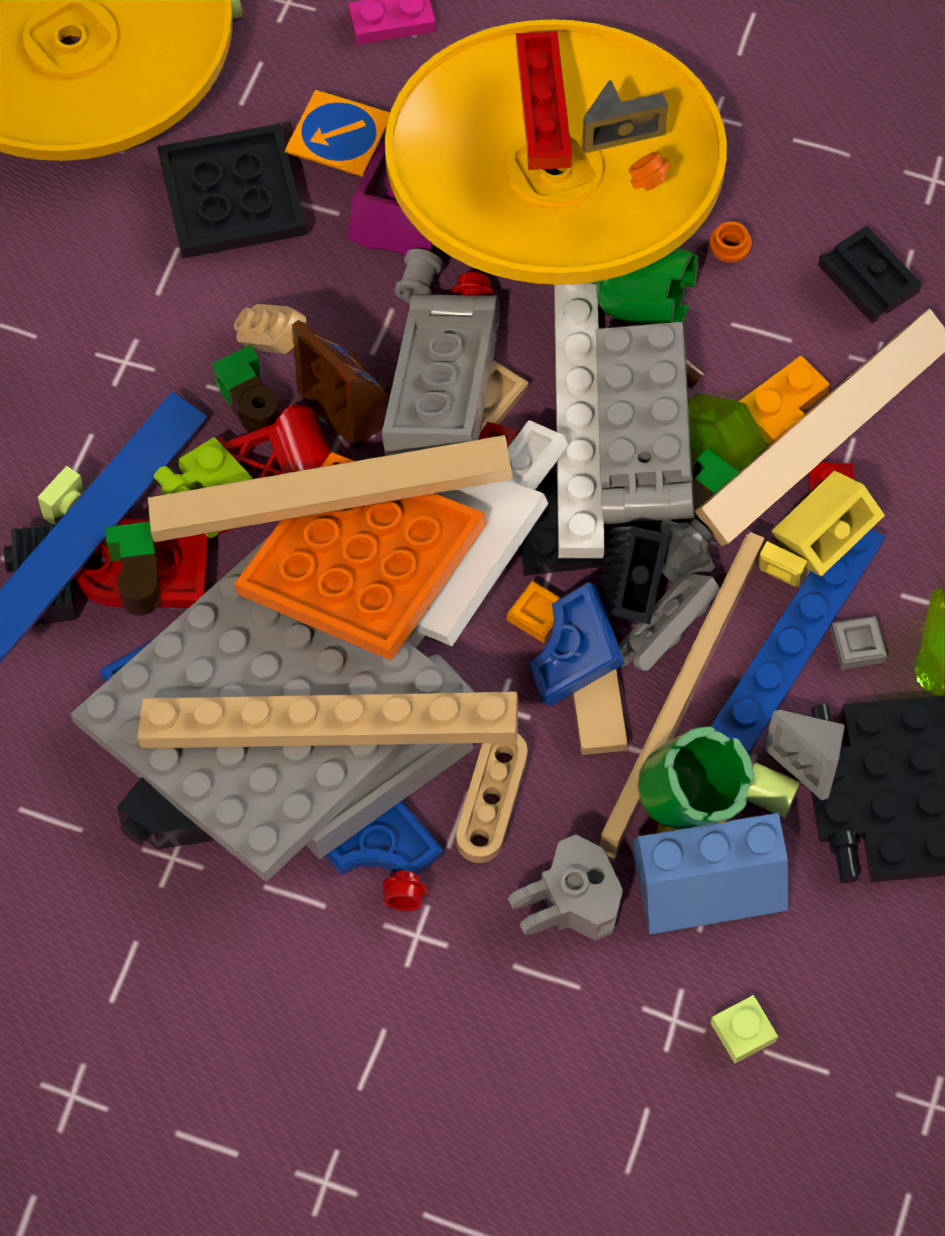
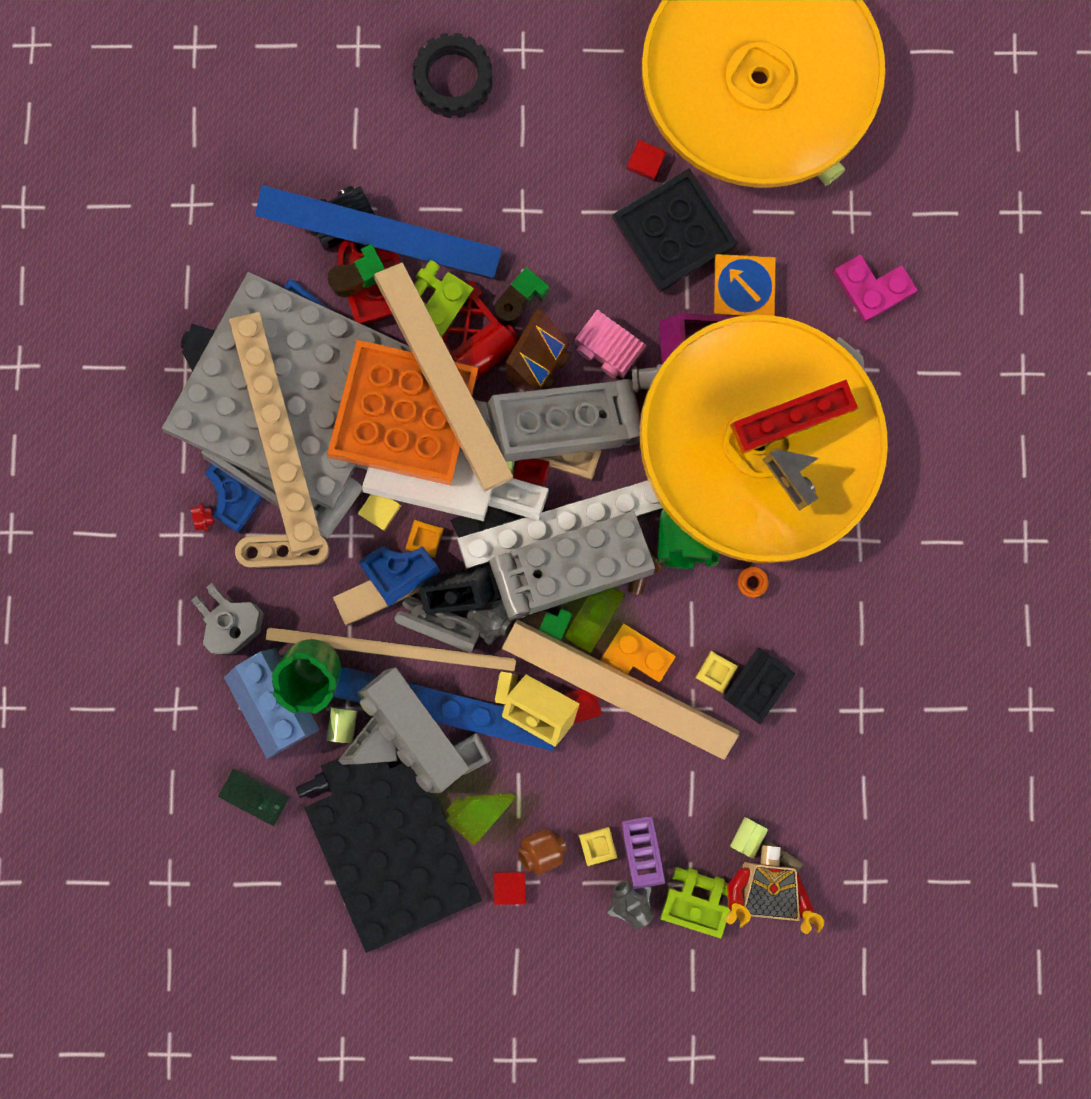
camera: 70 degrees right, 20 degrees up
(60, 495) = (401, 208): yellowish green plate -> none
(122, 197) = (646, 160): none -> red tile
(267, 327) = (561, 293): tan plate -> none
(356, 304) = (609, 345): none -> bright pink brick
(476, 655) = (379, 511): none -> light yellow tile
(649, 171) = (753, 508): orange plate -> none
(744, 1029) = (179, 753): yellowish green plate -> none
(809, 683) = (412, 731): none -> light grey brick
(835, 319) = (716, 672): none -> light yellow tile
(837, 945) = (253, 797): none -> clear green plate

